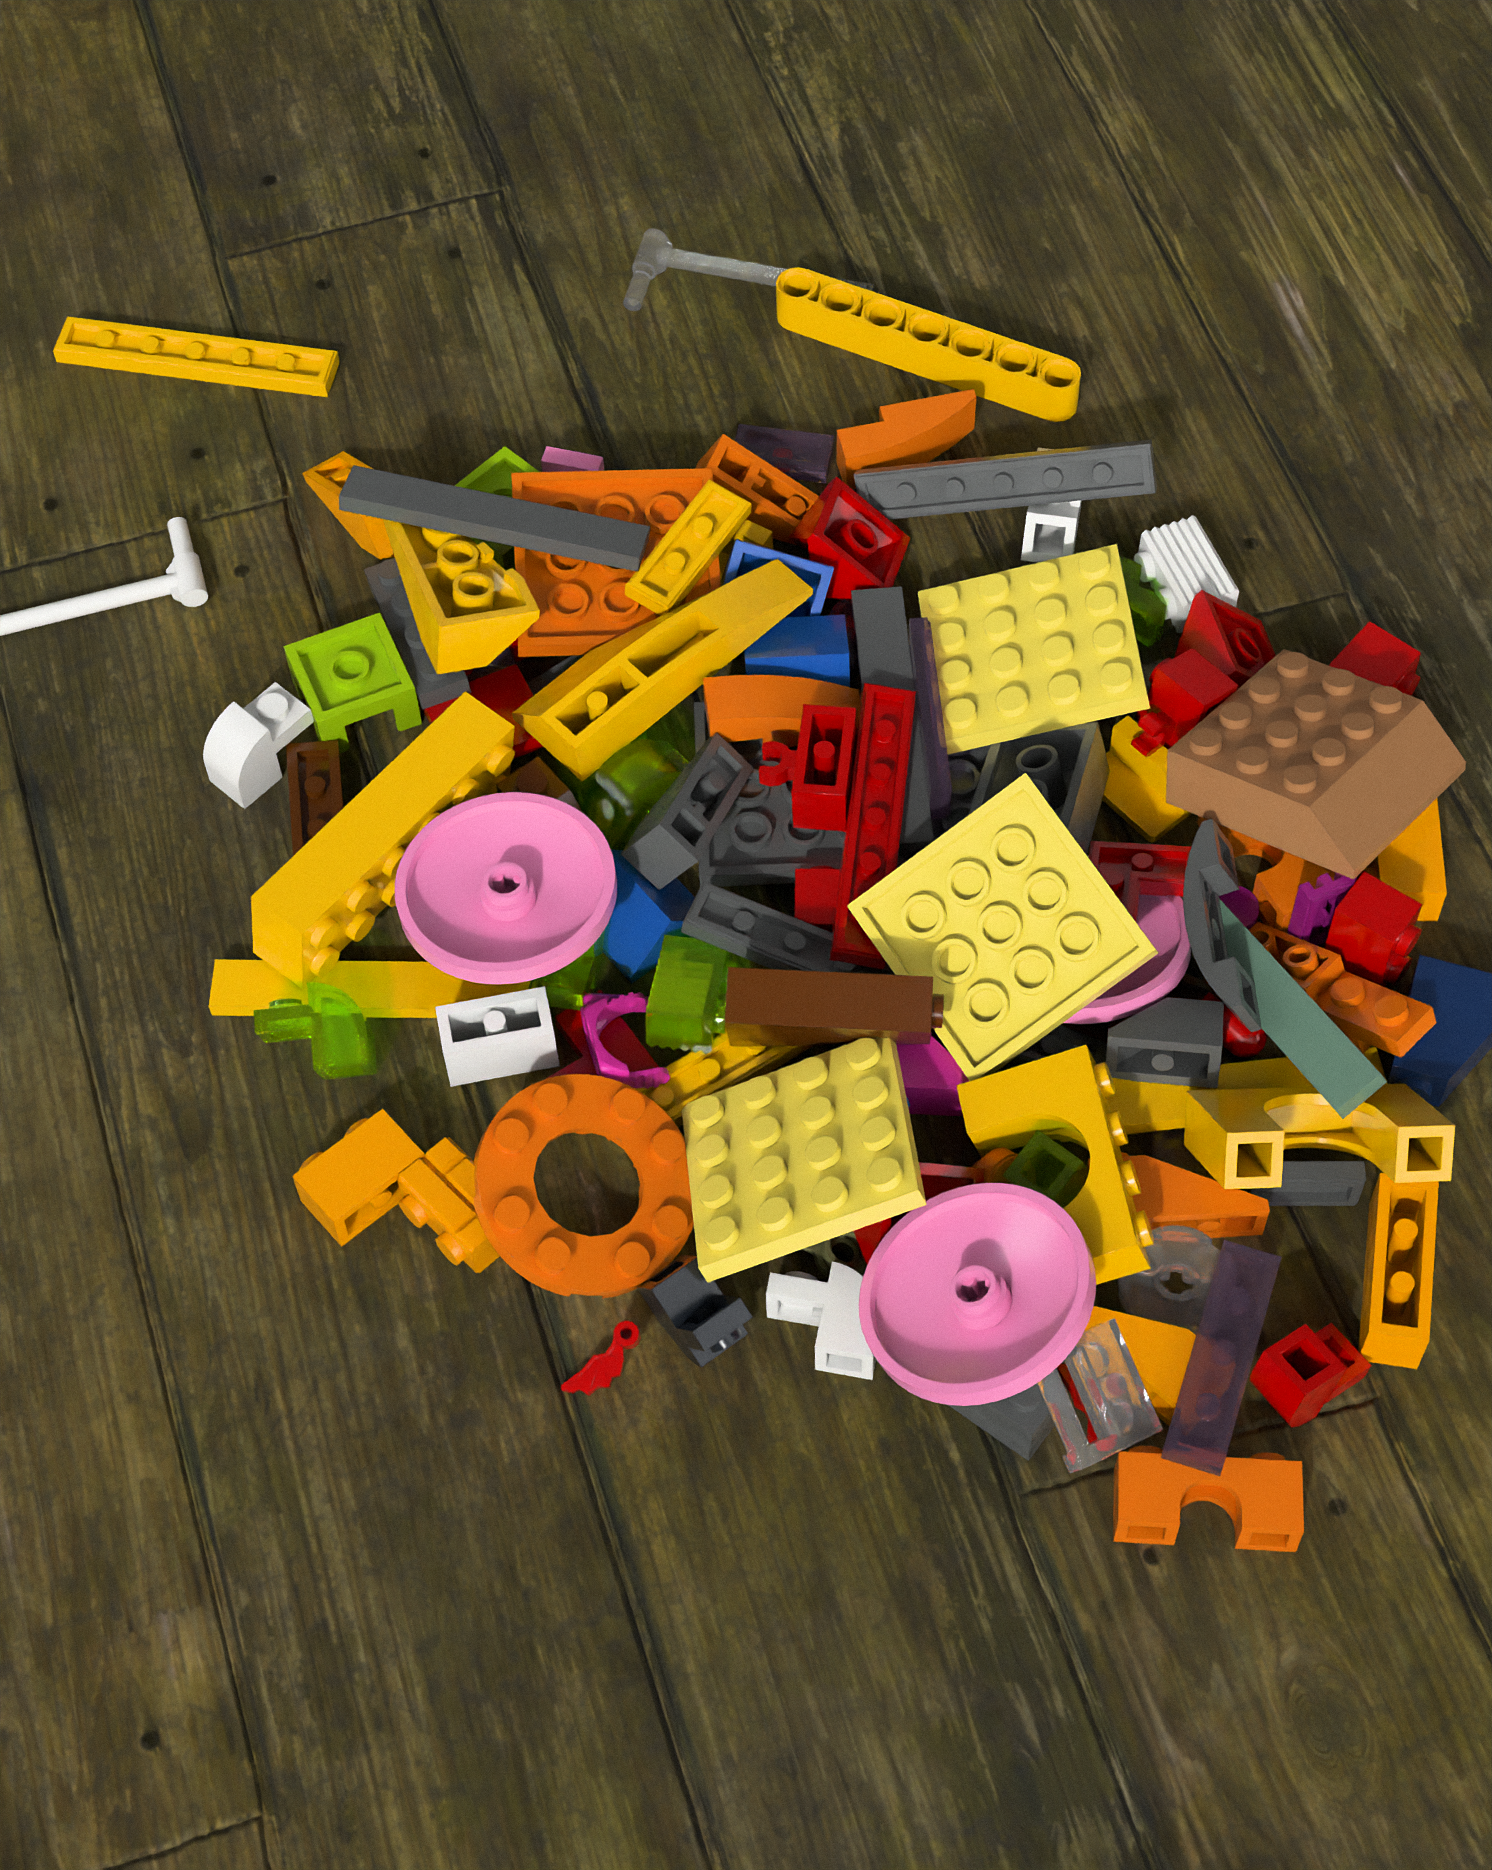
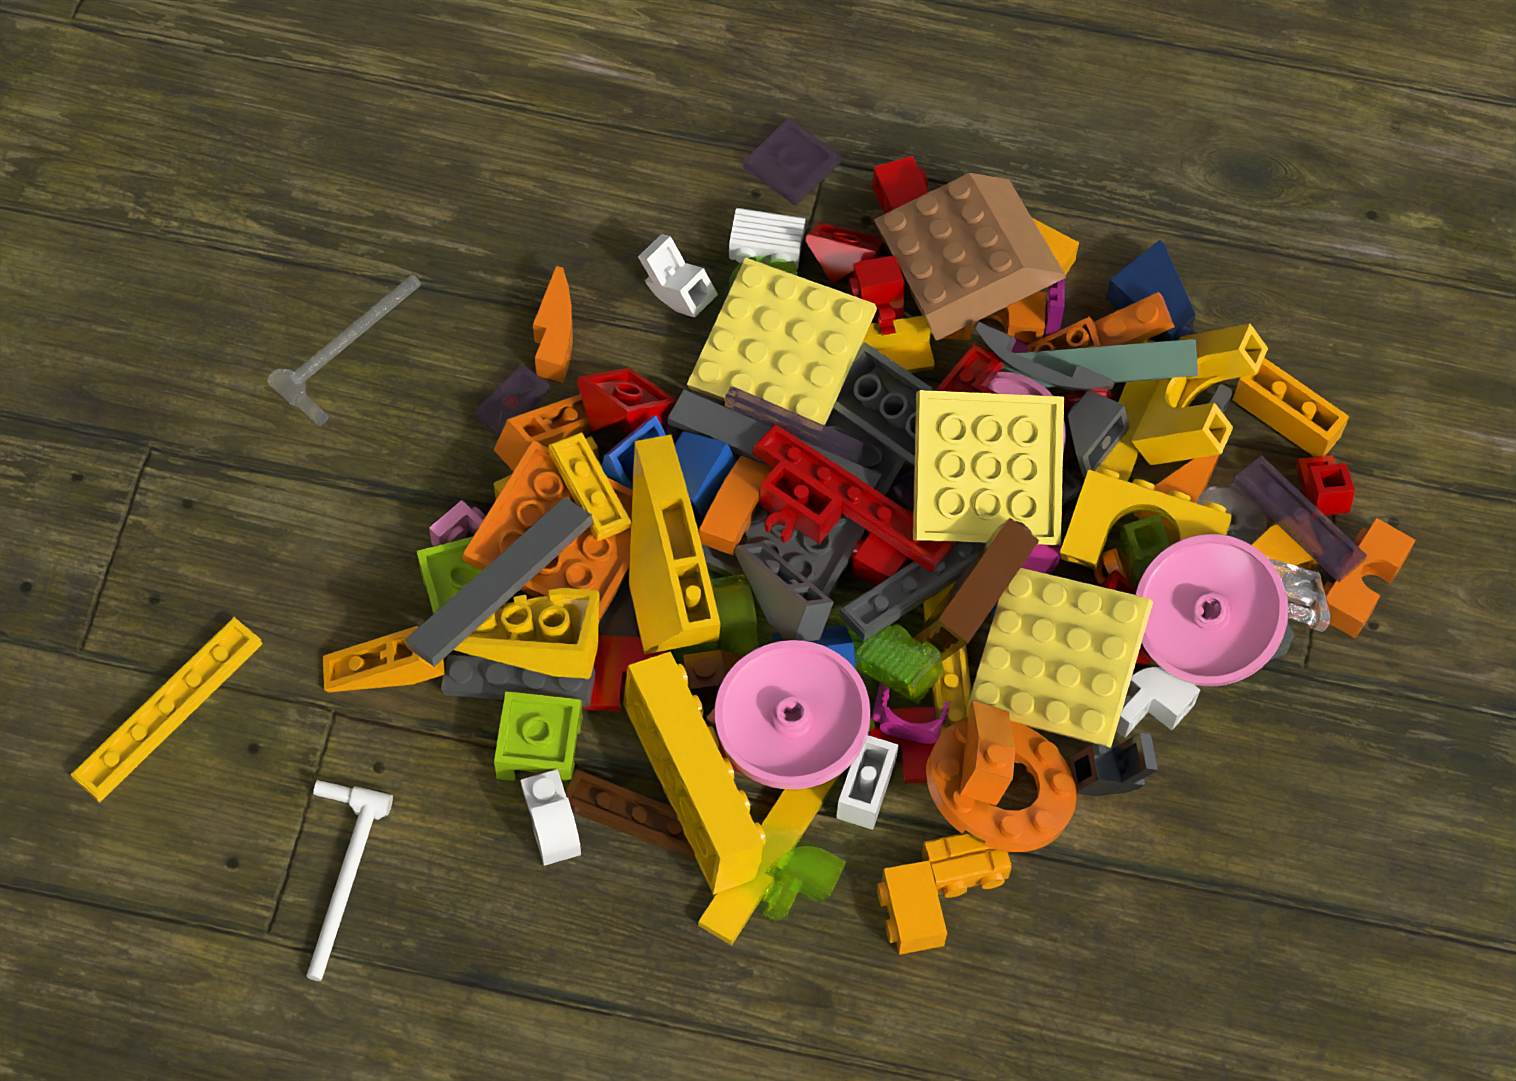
camera: 65 degrees left, 5 degrees up
(599, 1129) = (987, 754): none -> orange slope
(606, 1366) = (1112, 837): red piece -> none
(928, 344) = (479, 286): yellow beam -> none
(1010, 480) = (647, 287): dark grey tile -> none
(1323, 553) = (791, 161): none -> clear purple tile
(1375, 931) = (1087, 291): red brick -> none

